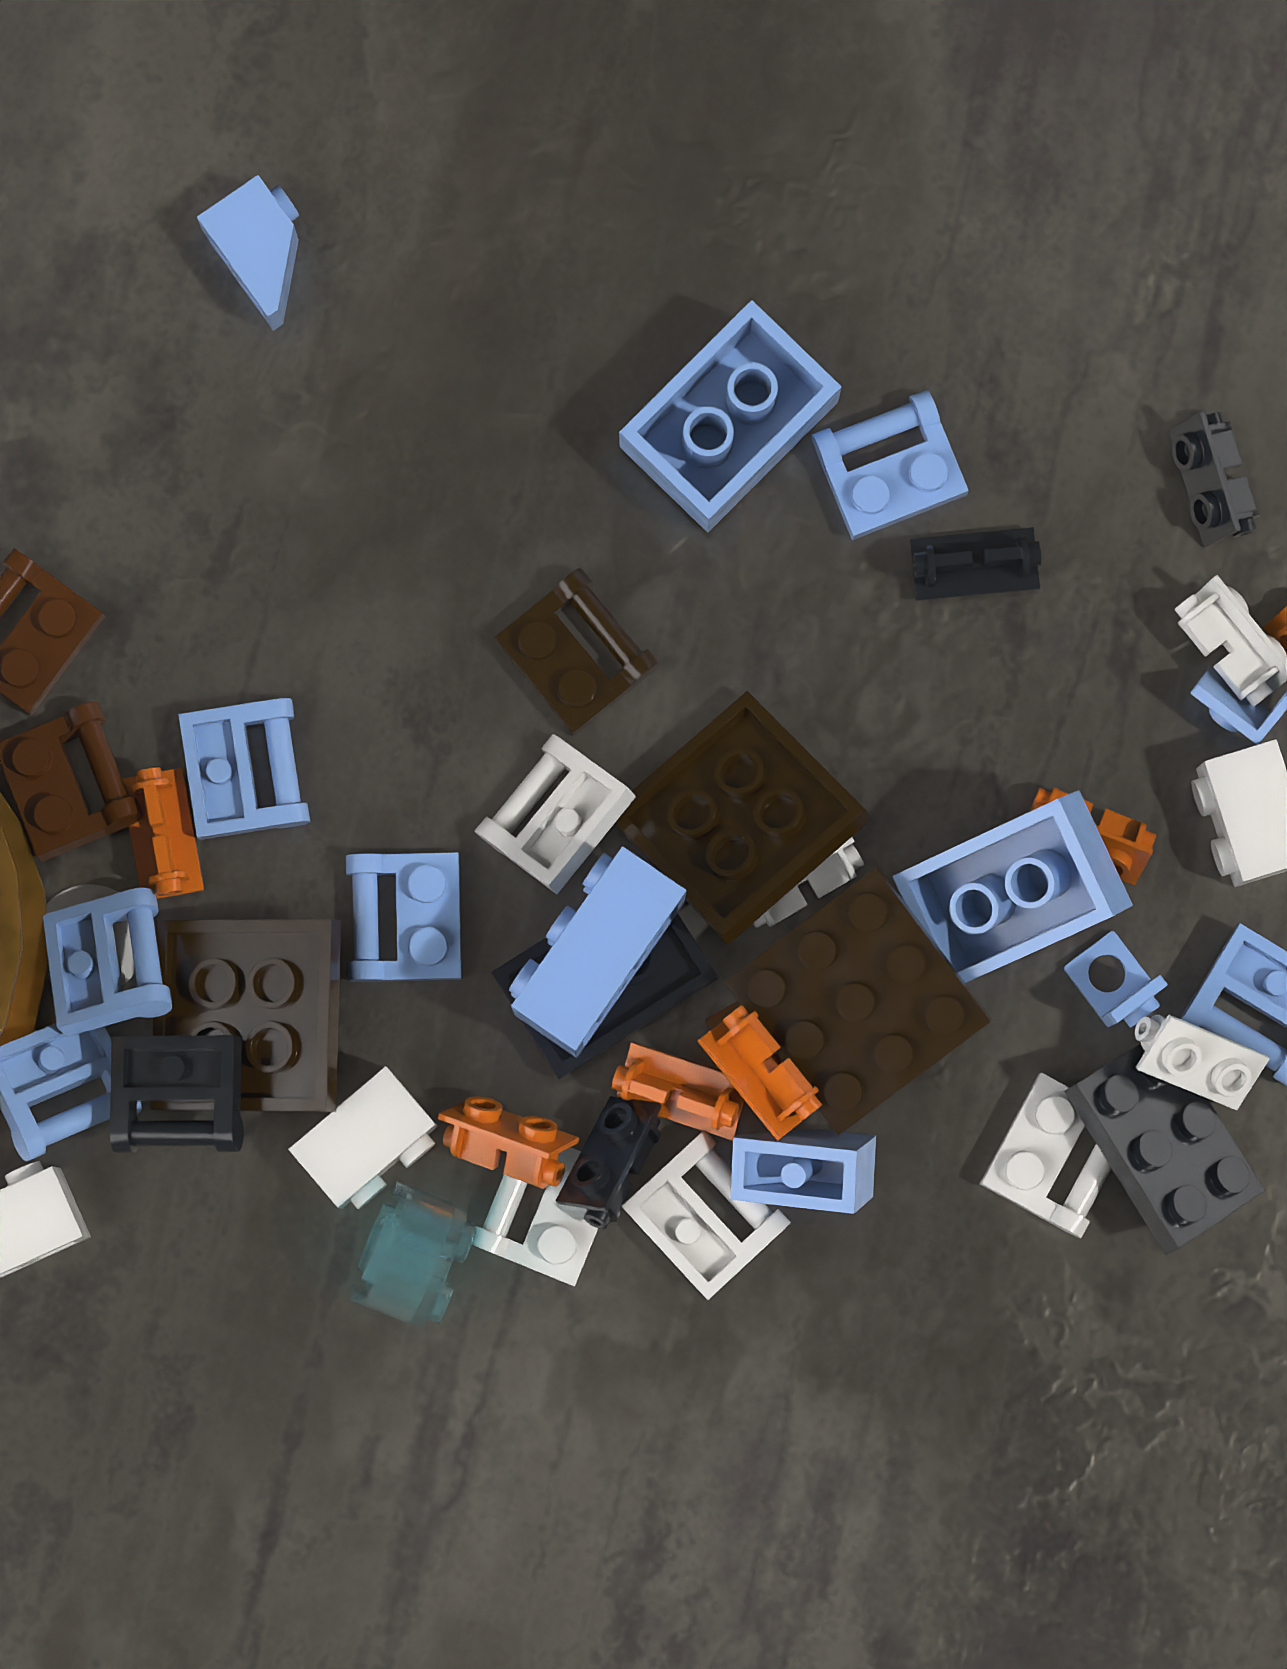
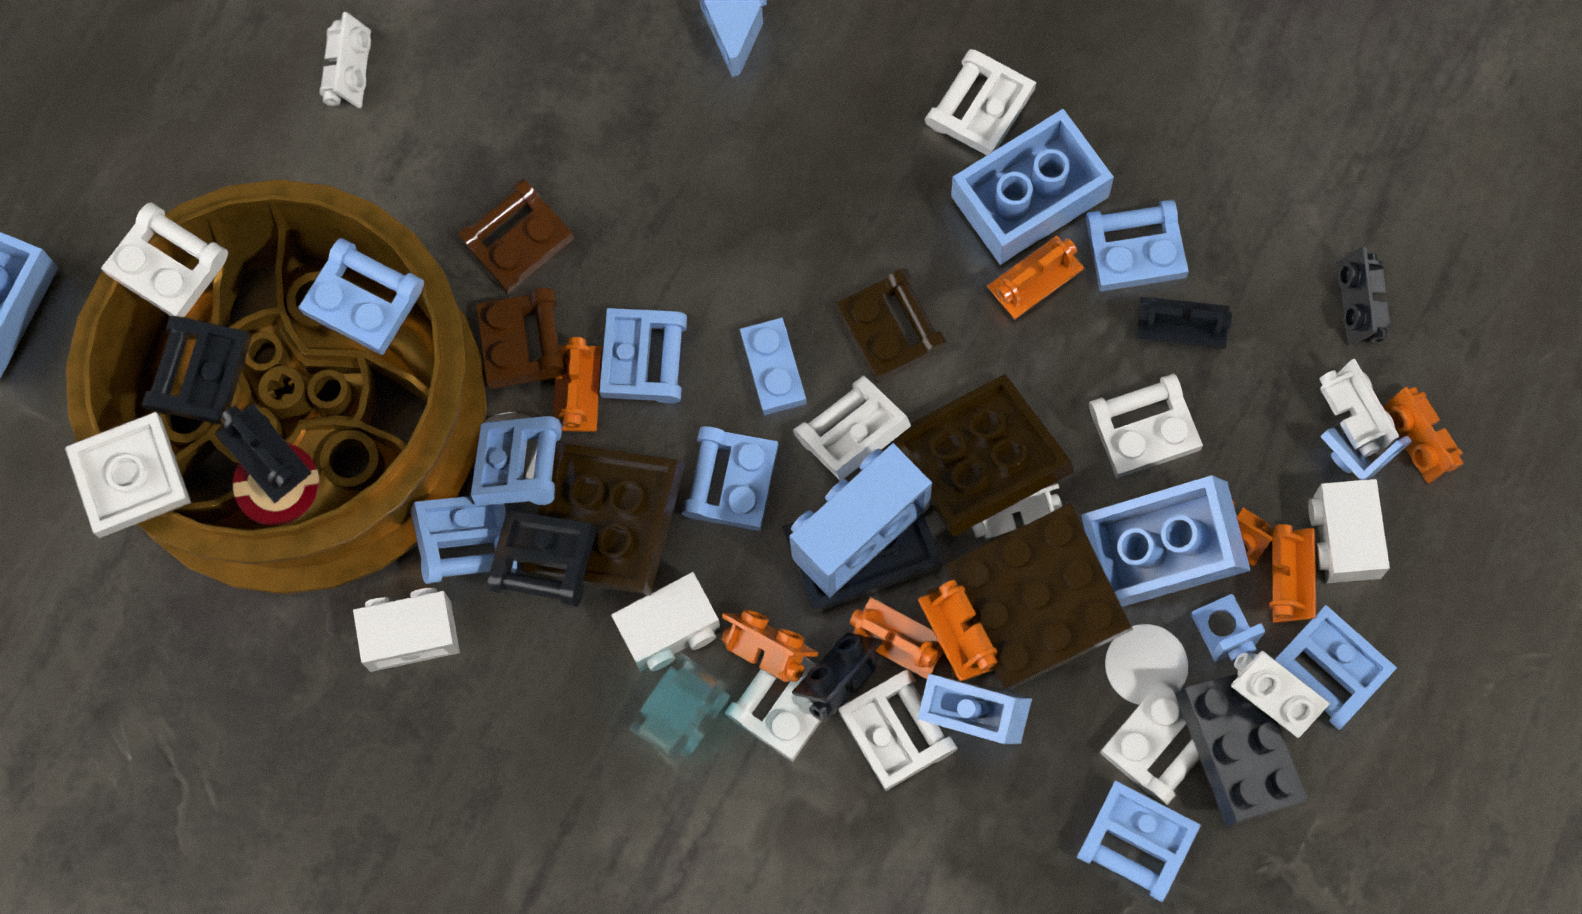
camera: 20 degrees right, 10 degrees down
(426, 744) = (773, 366): none -> light blue plate
(651, 308) = (991, 111): none -> white plate
(761, 540) = (1036, 276): none -> orange hinge
(963, 739) = (1150, 439): none -> white plate
(1016, 1047) = (1144, 659): none -> white sticker
(1060, 1273) = (1146, 827): none -> light blue plate
(1189, 889) = (1293, 574): none -> orange hinge

